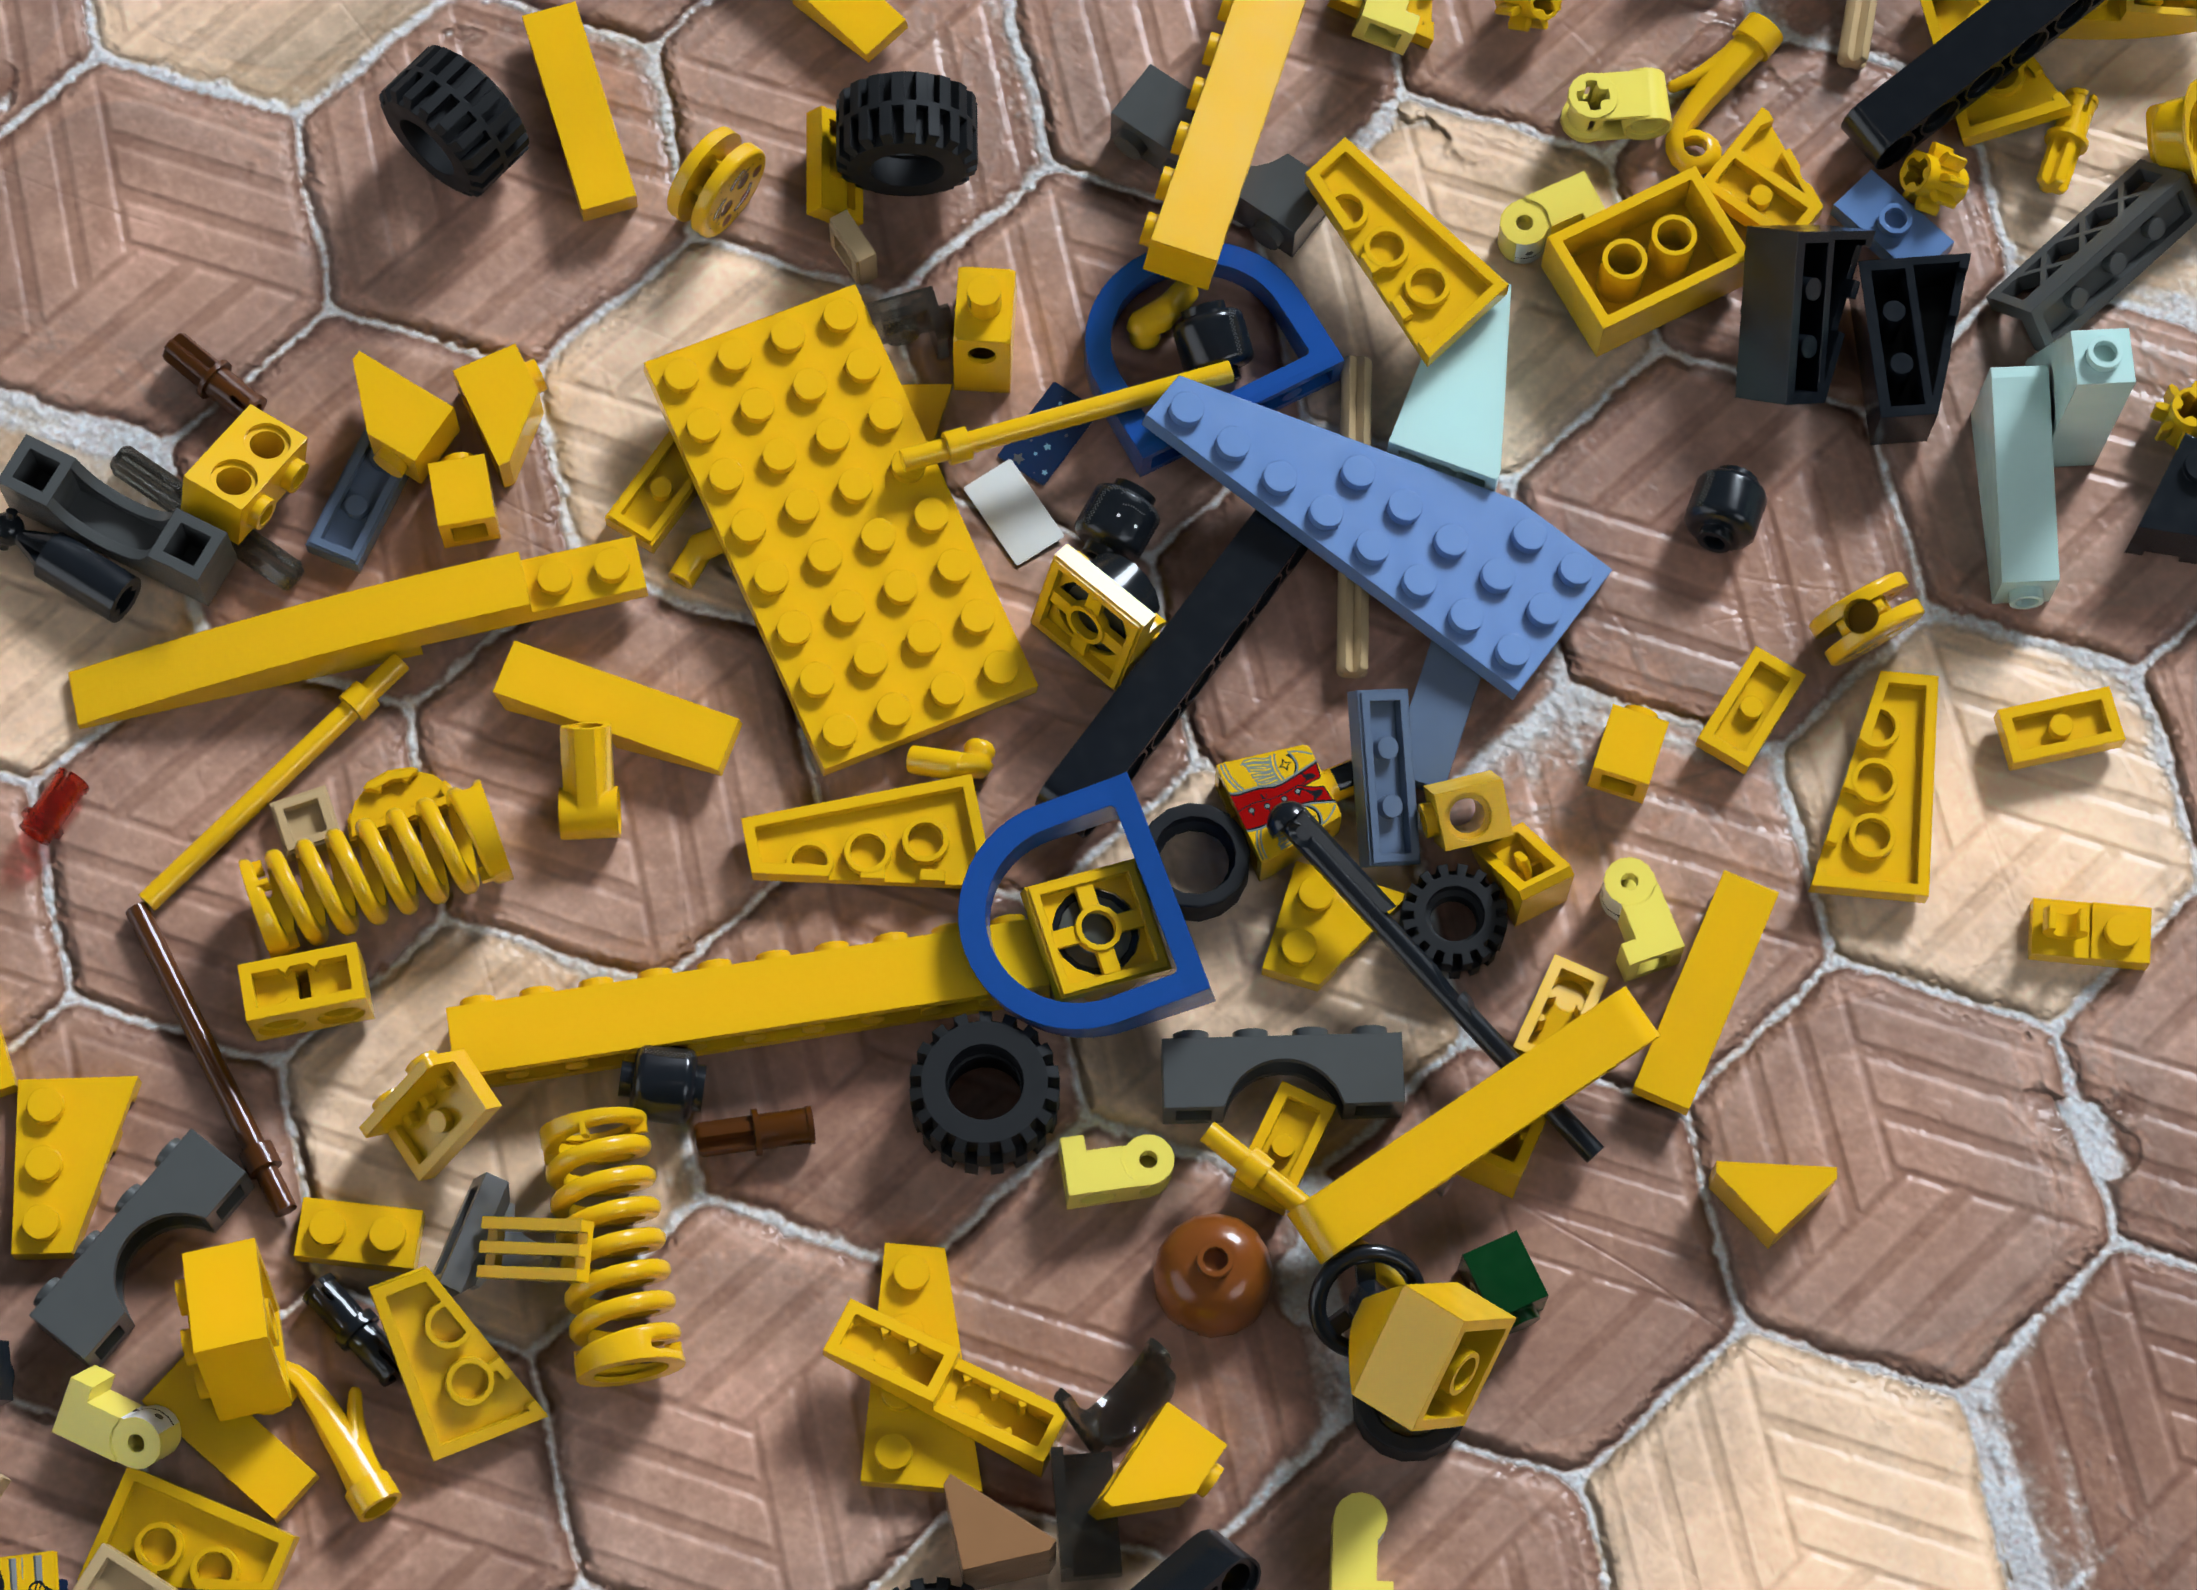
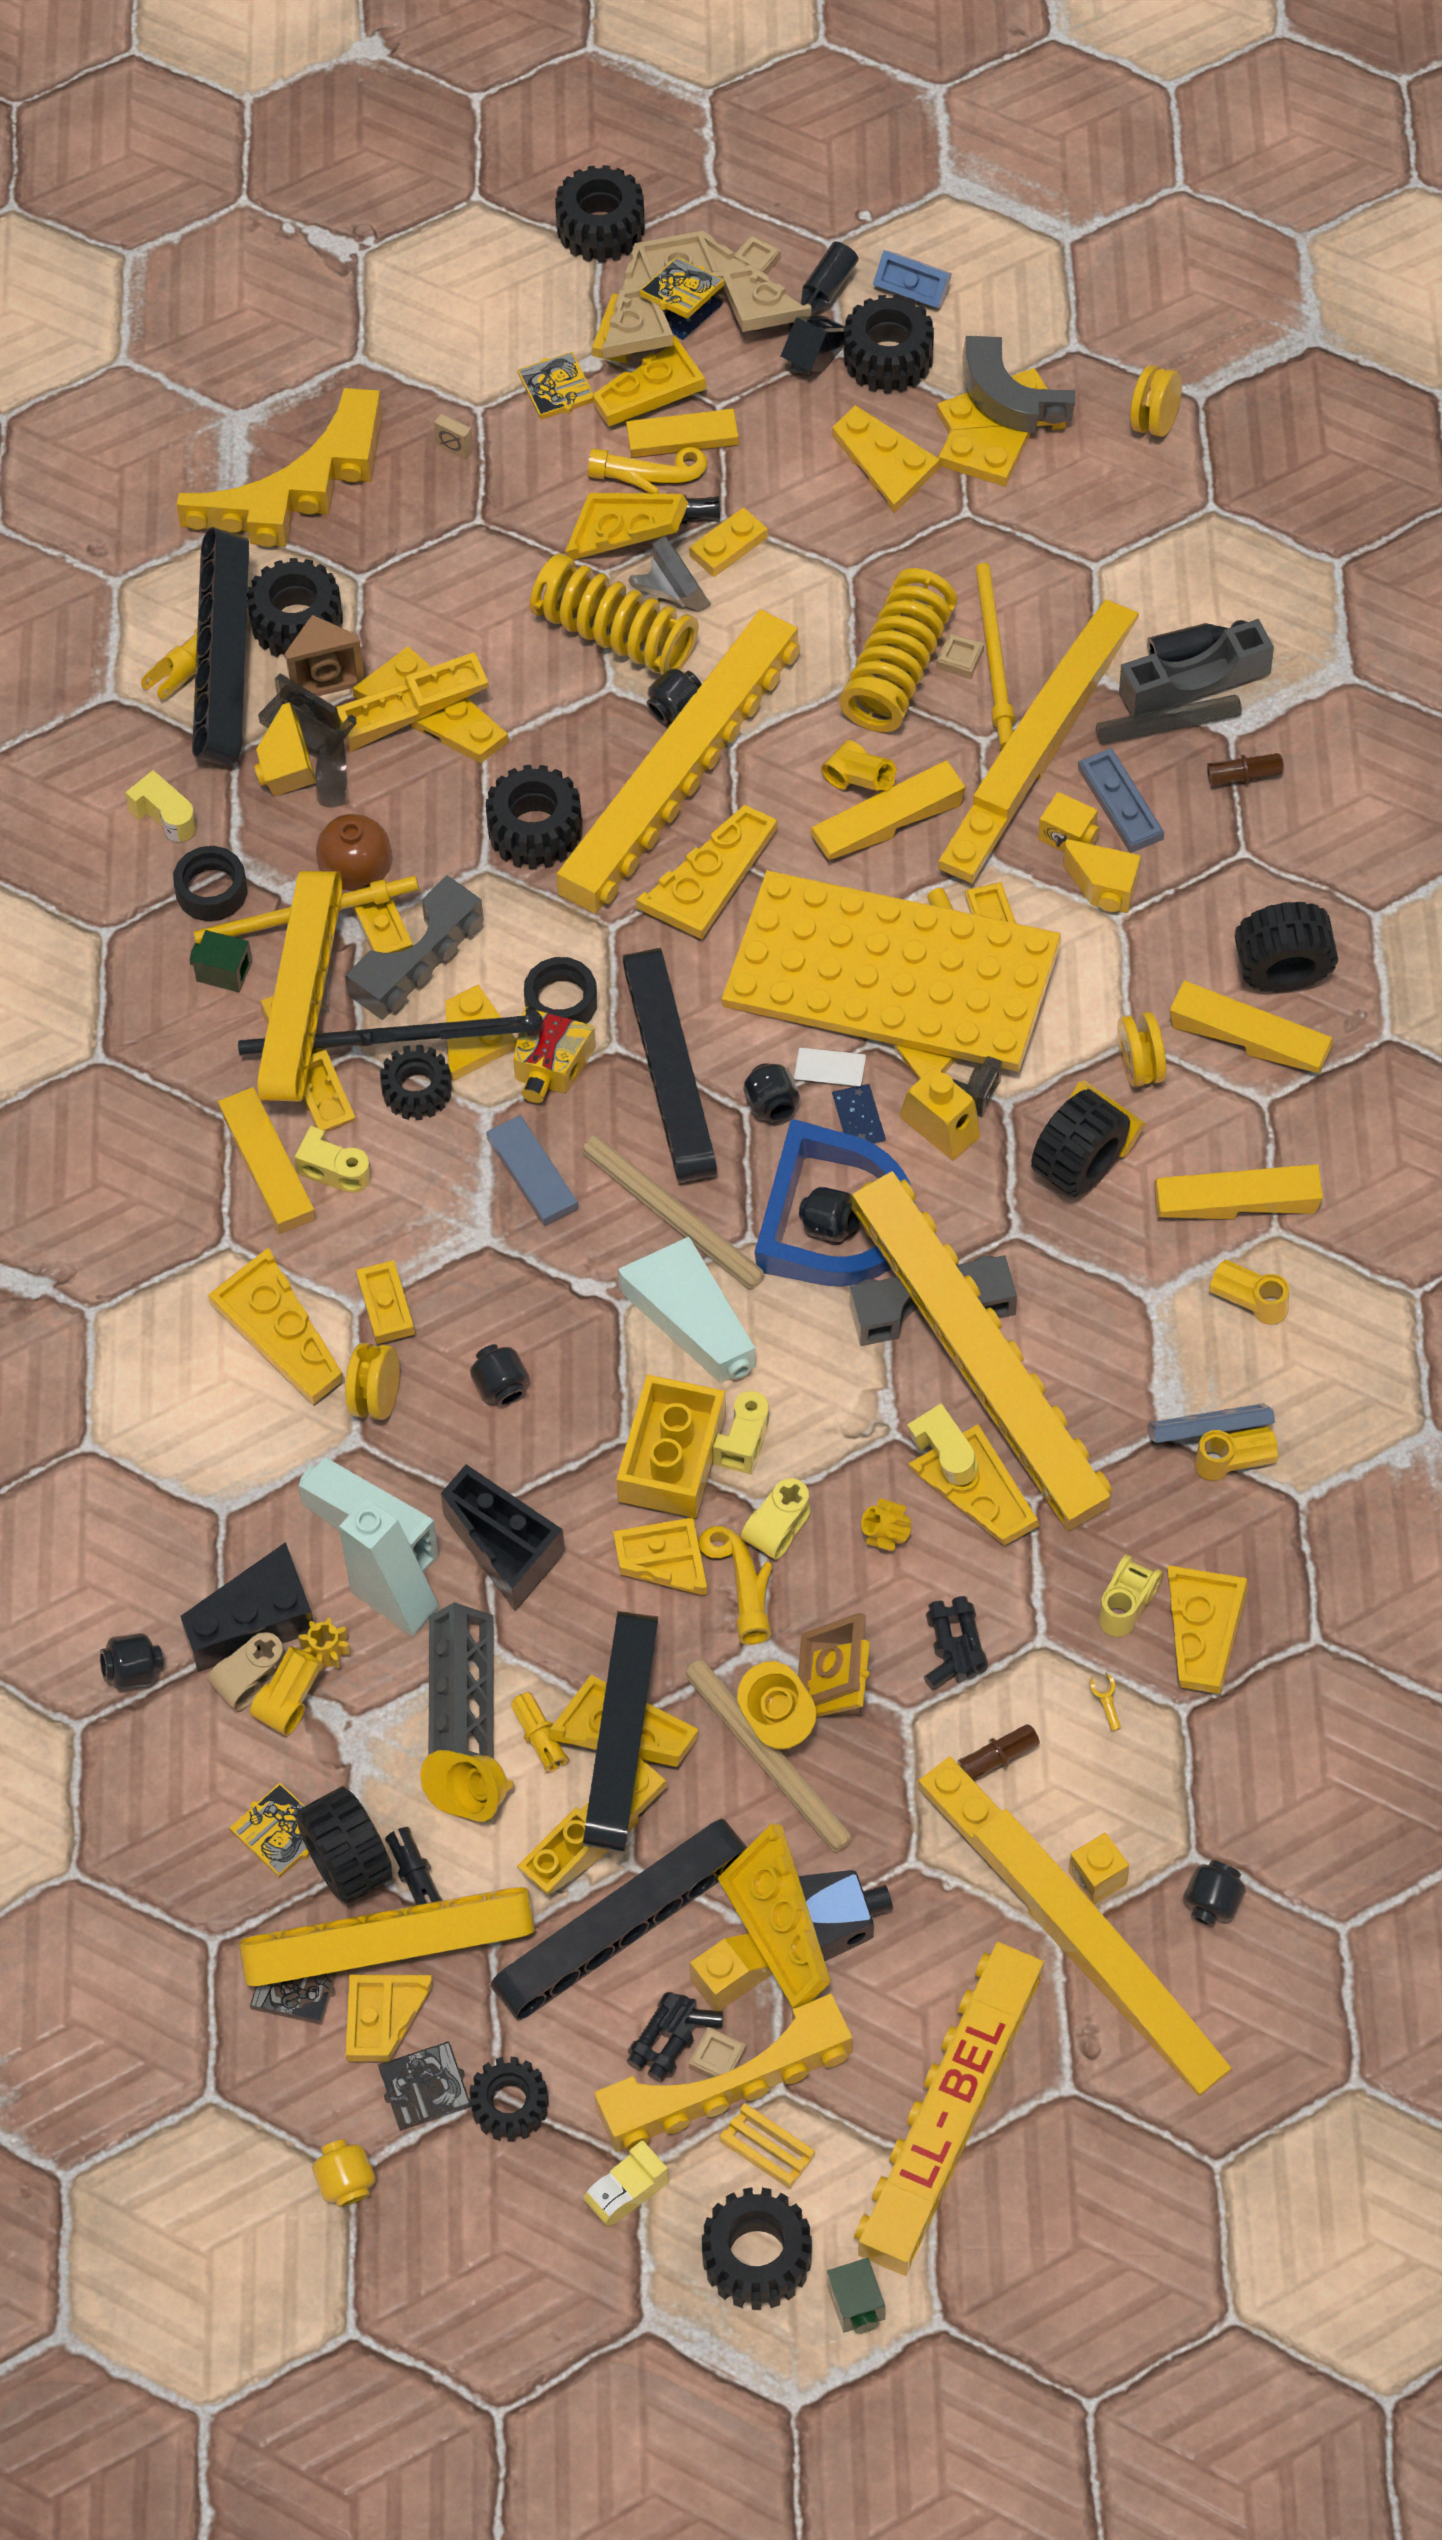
camera: 135 degrees right, 10 degrees down
(53, 807) = (1065, 551): clear red pin -> none
(113, 1423) = (730, 387): light yellow leg -> none
(187, 1190) = (797, 418): dark grey arch -> none
(233, 1330) = (720, 442): yellow brick -> none
(245, 474) = (1179, 734): yellow brick -> none
(257, 1154) = (806, 527): reddish brown bar -> none
(305, 991) = (864, 584): yellow brick -> none
(396, 789) = (933, 700): yellow tile -> none
(402, 420) = (1138, 817): yellow slope -> none
(433, 1110) = (752, 596): yellow bracket -> none
(496, 1247) = (637, 571): yellow tile -> none
(755, 1132) = (614, 721): reddish brown axle -> none
(853, 248) = (1046, 1092): tan tile -> none
(949, 763) = (710, 945): yellow arm -> none
(960, 445) = (875, 1039): yellow bar -> none
(1048, 821) = (557, 945): blue window -> none
(1096, 932) = (561, 914): yellow piece -> none
(1099, 612) = (728, 1041): yellow piece -> none
(1115, 1172) = (444, 845): light yellow leg -> none
(1383, 778) = (515, 1099): sand blue tile -> none
(1410, 258) = (772, 1317): yellow wing -> none
(1413, 1347) = (222, 869): yellow piece -> none
(1432, 548) = (588, 1225): medium blue wing -> none
(1490, 818) = (462, 1125): yellow brick -> none
(1527, 871) = (407, 1129): yellow slope -> none
(1628, 752) = (419, 1225): yellow brick -> none
(1770, 1196) = (143, 1104): yellow slope -> none
(1793, 308) = (571, 1482): black wedge -> none
(1898, 226) = (577, 1604): medium blue plate -> none
(1934, 178) = (580, 1636): yellow gear -> none
(2059, 728) = (228, 1435): yellow plate -> none
(2089, 933) = (116, 1363): yellow plate -> none

